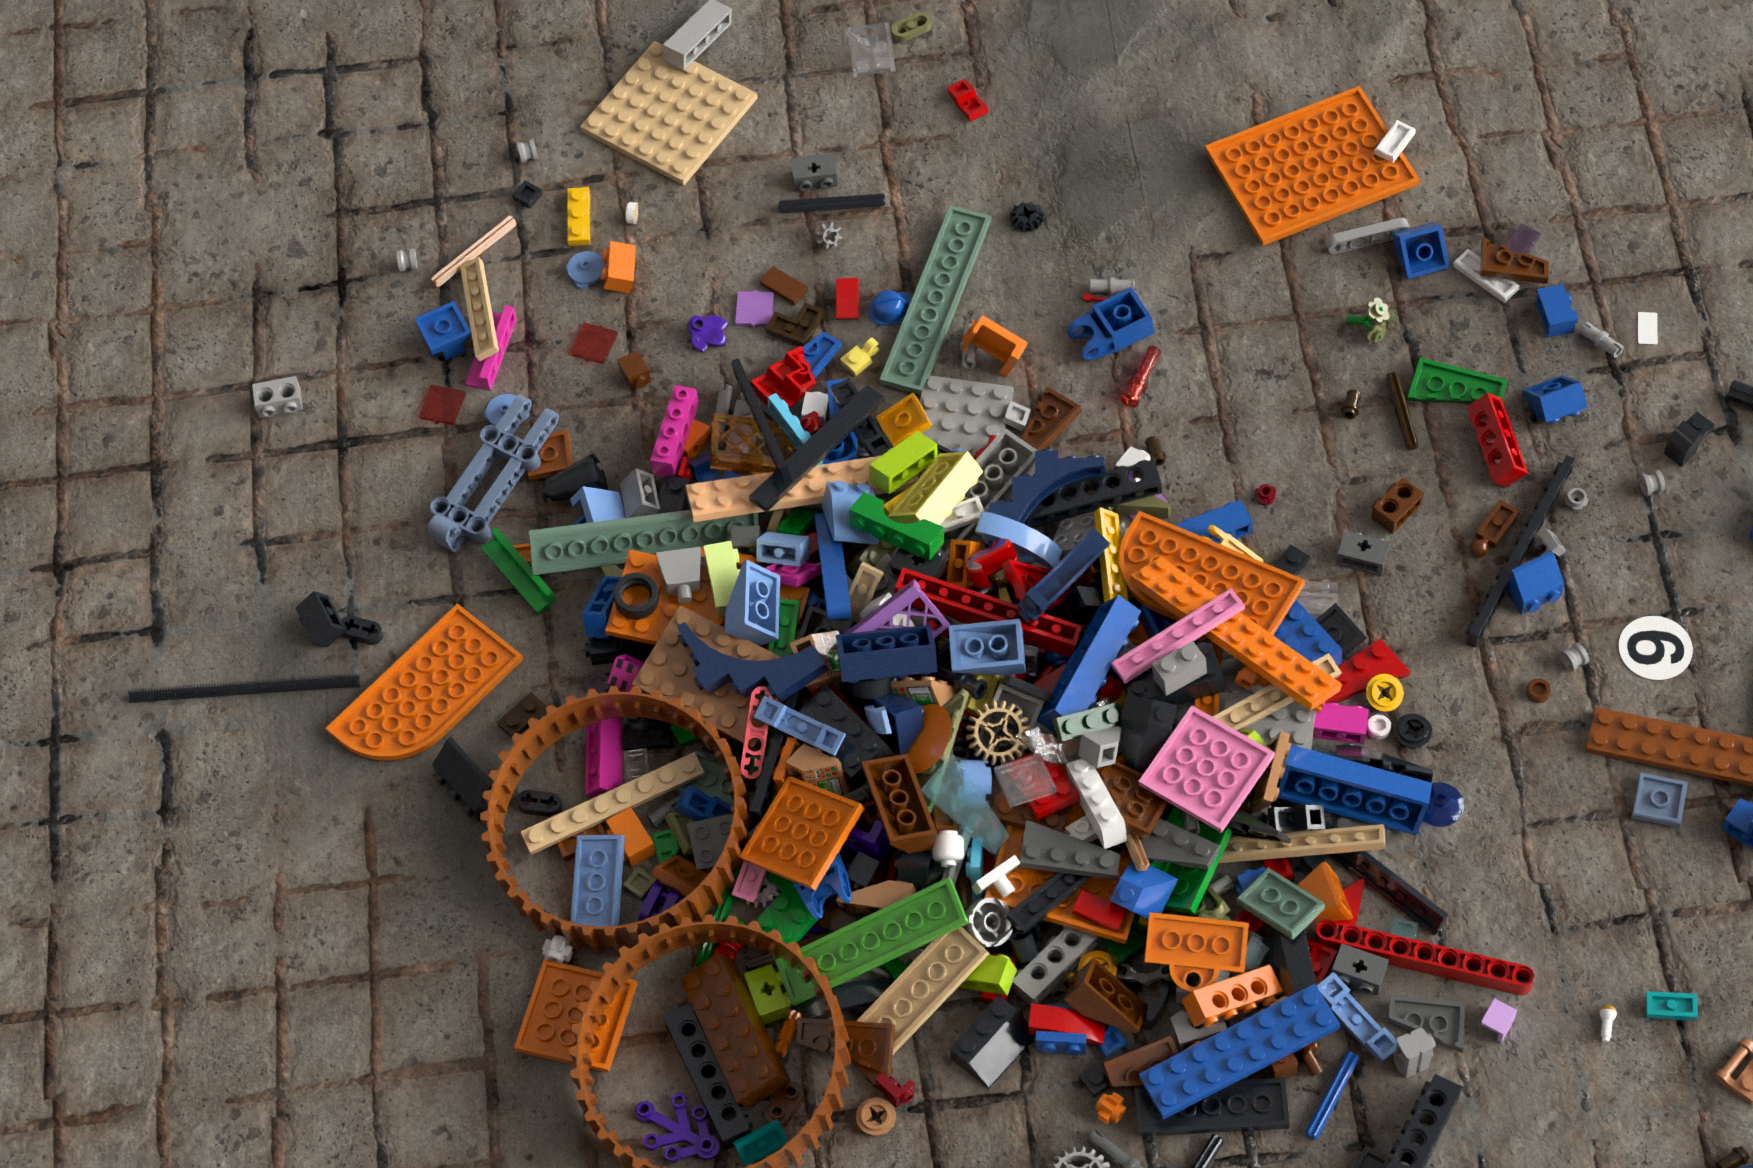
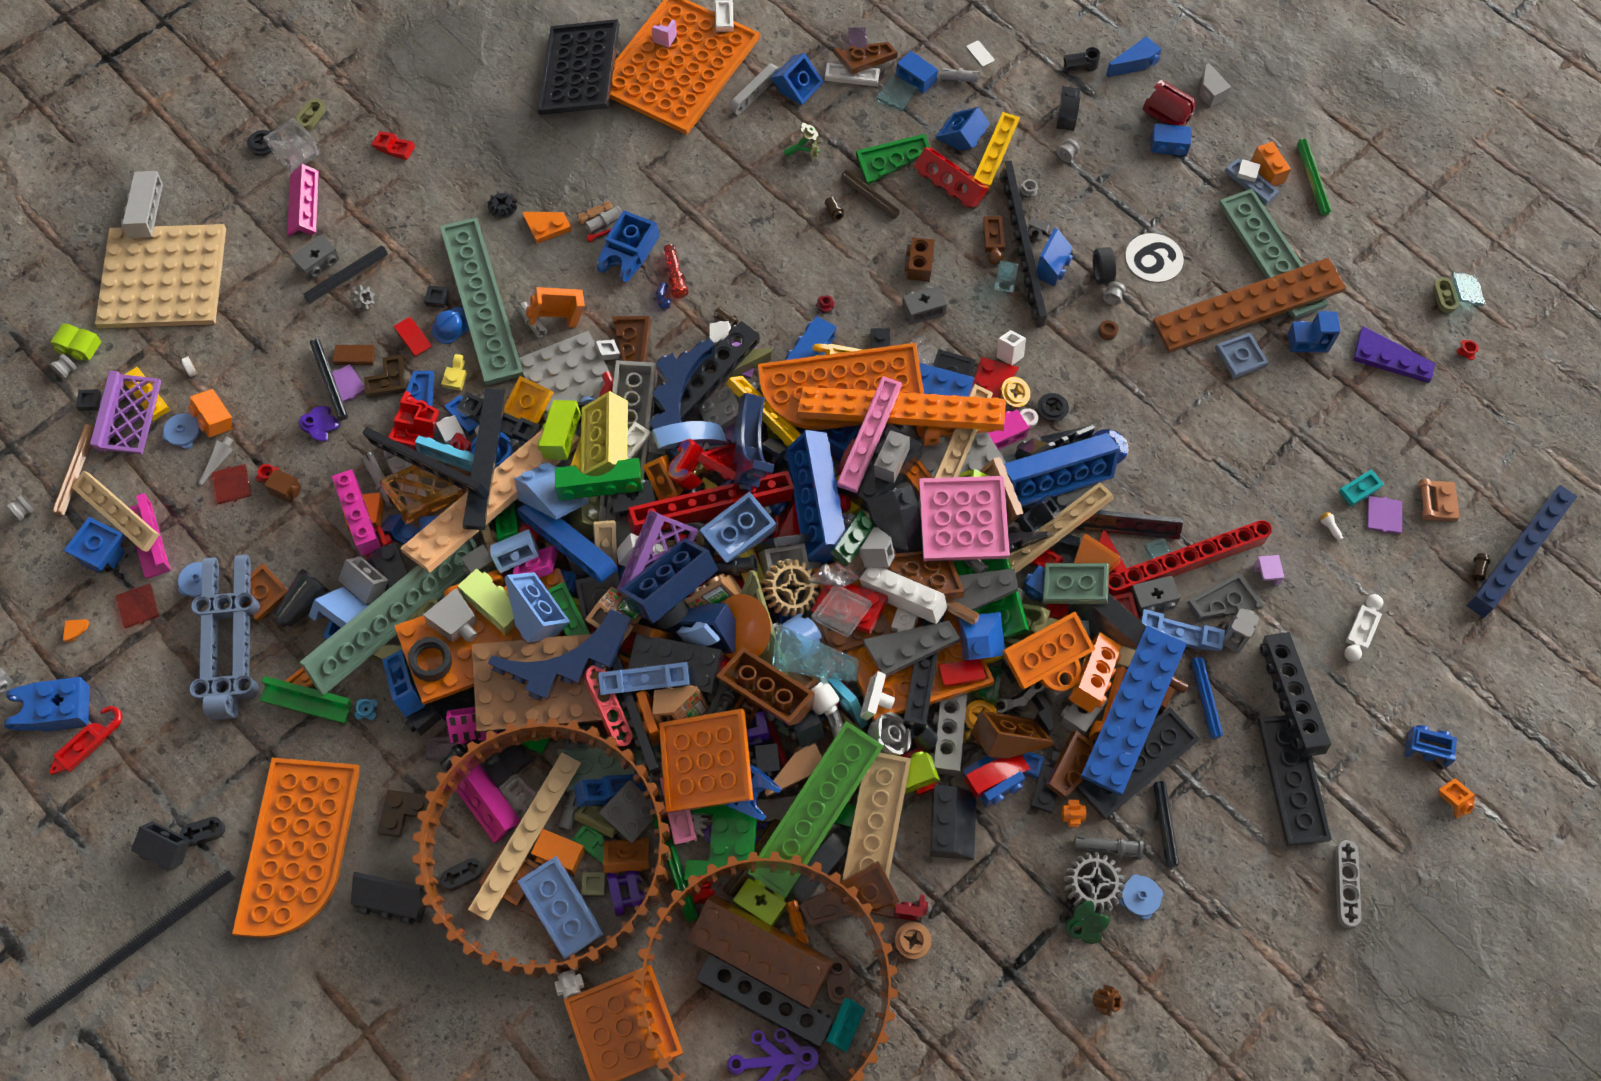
camera: 45 degrees left, 5 degrees up
(316, 447) = (50, 705): none -> blue brick
(321, 496) = (84, 743): none -> red plate
(378, 394) = (74, 629): none -> orange tile
(537, 216) = (108, 413): none -> medium lavender fence
(552, 134) = (75, 342): none -> lime brick
(563, 606) = (366, 703): none -> dark azure plate
(602, 309) = (219, 453): none -> light grey piece
(629, 346) = (263, 471): none -> red plate
(743, 295) = (328, 379): none -> black axle
(841, 25) = (255, 140): none -> black gear
(842, 692) = (651, 632): none -> reddish brown tile
(844, 109) = (303, 200): none -> dark pink panel
(897, 272) = (436, 296): none -> black plate
(1053, 260) = (546, 224): none -> orange wing
(1106, 273) = (594, 212): none -> medium nougat axle
(1108, 392) = (660, 295): none -> clear blue arm
(1204, 116) = (578, 67): none -> black plate
(1315, 129) = (664, 35): none -> lavender panel
(1414, 646) = (1011, 347): none -> white brick
(1472, 573) = (1006, 276): none -> clear light blue brick
(1518, 322) = (897, 93): none -> clear light blue piece
(1550, 1136) = (1363, 628): none -> white plate
(1573, 439) = (996, 148): none -> yellow plate
(1583, 621) = (1104, 265): none -> black tyre
(1676, 1048) = (1384, 515): none -> medium lavender piece

